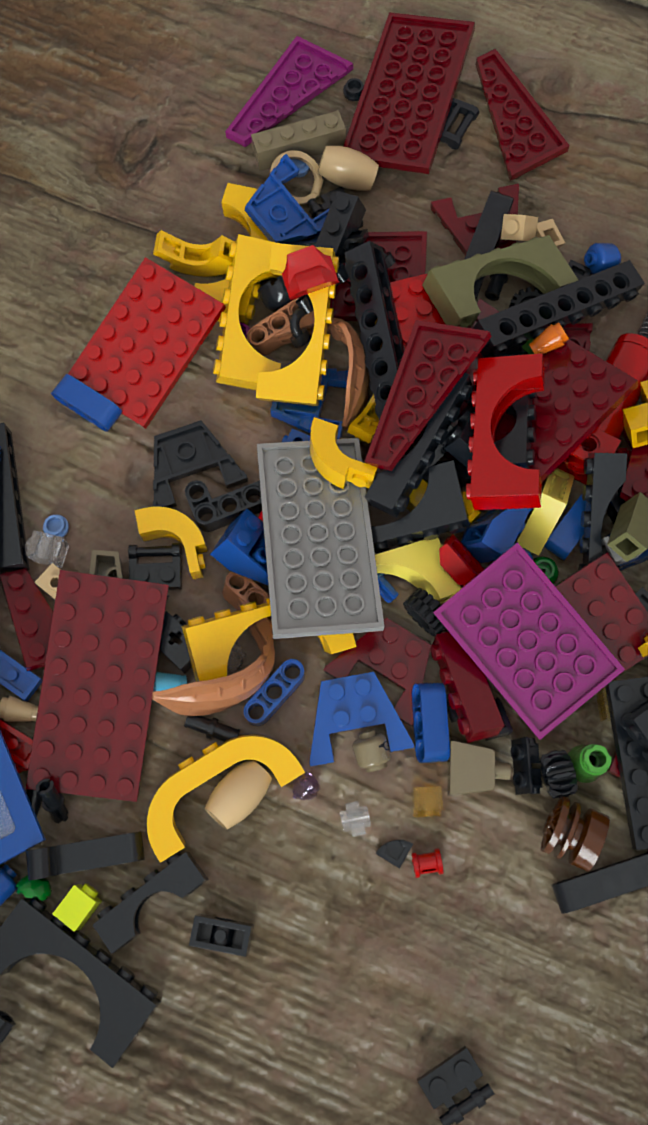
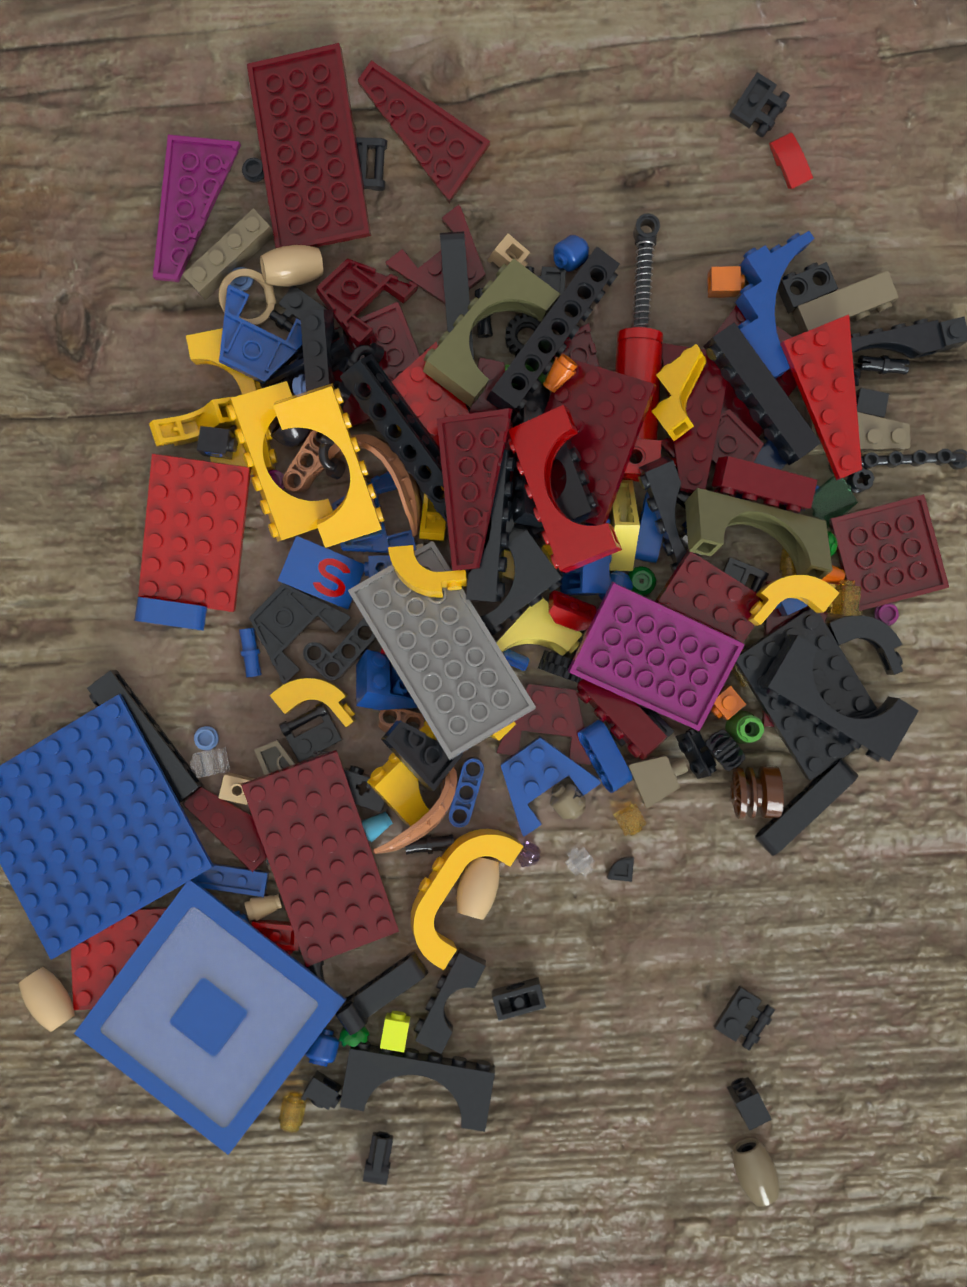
camera: 30 degrees left, 15 degrees up
(52, 800) = (332, 965): black axle -> none
(138, 468) = (250, 652): none -> blue pin
(206, 272) = (216, 442): none -> black brick
(239, 425) = (321, 572): none -> blue slope
(247, 618) = (419, 754): none -> black wing
(308, 272) = (321, 420): red slope -> none
(393, 208) = (352, 289): none -> dark red wing
(427, 863) = (651, 867): red bush -> none
(519, 227) = (482, 261): tan brick -> none
(579, 727) = (727, 703): none -> orange brick

